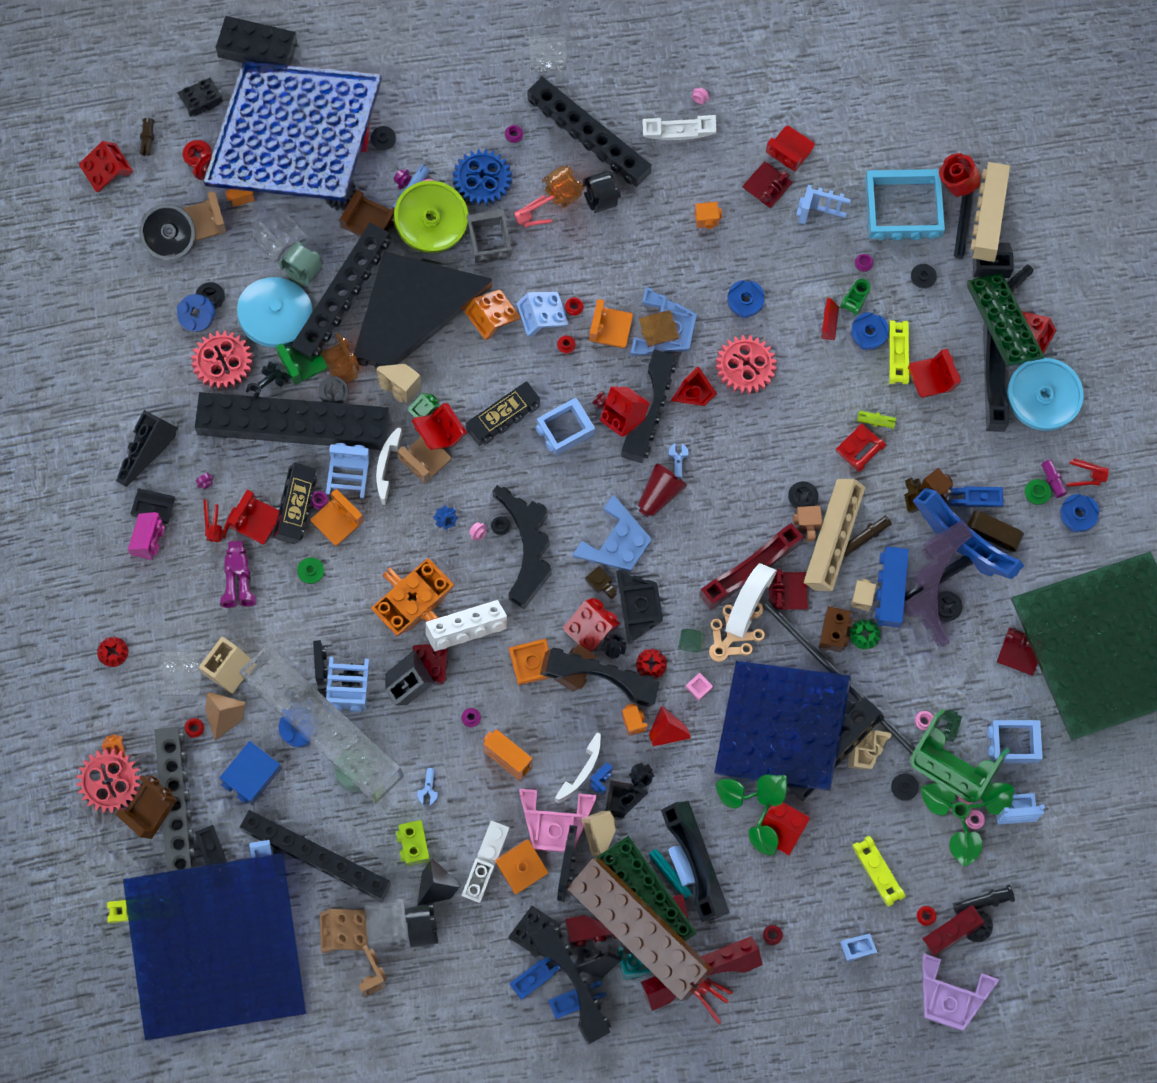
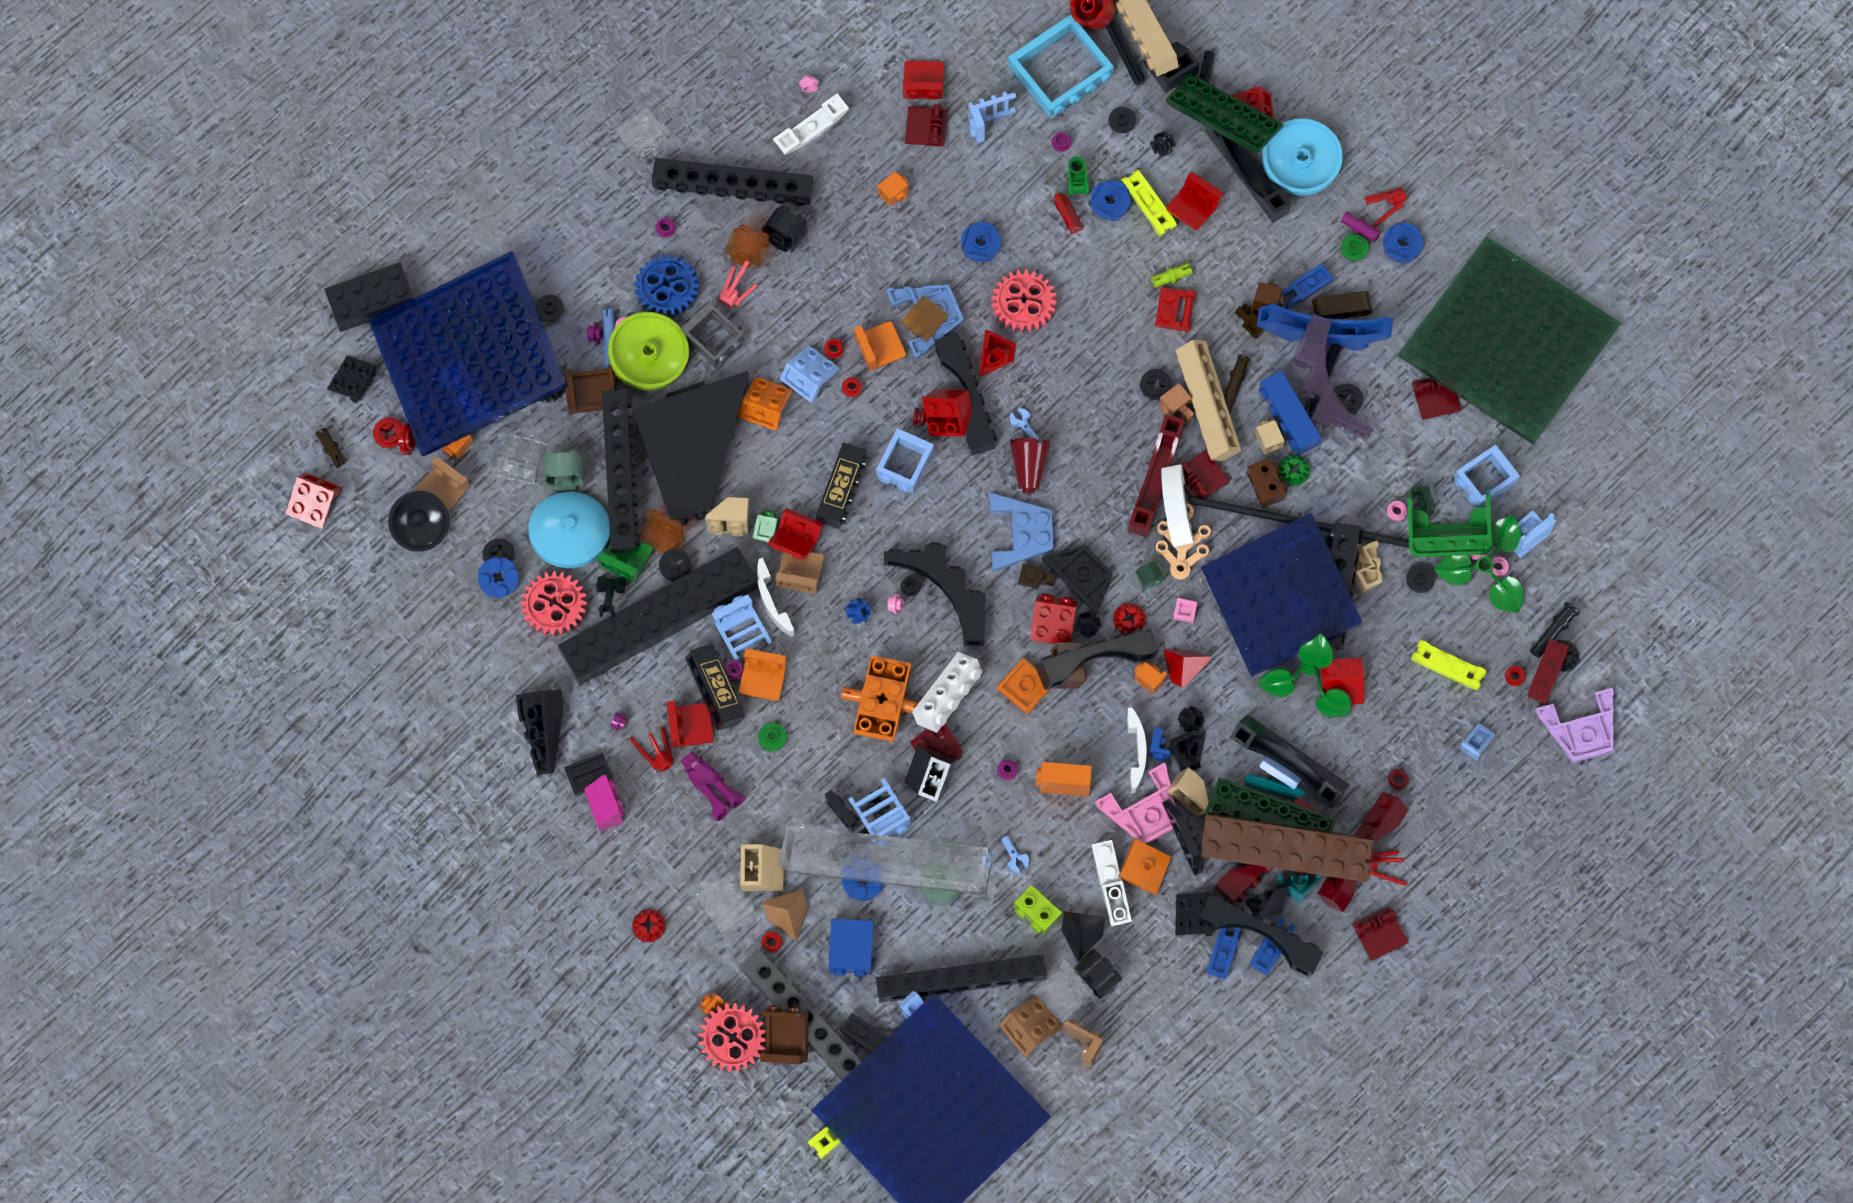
camera: 30 degrees left, 0 degrees up
(670, 1048) = (1380, 933): none -> dark red hinge
(942, 314) = (1163, 143): none -> black gear

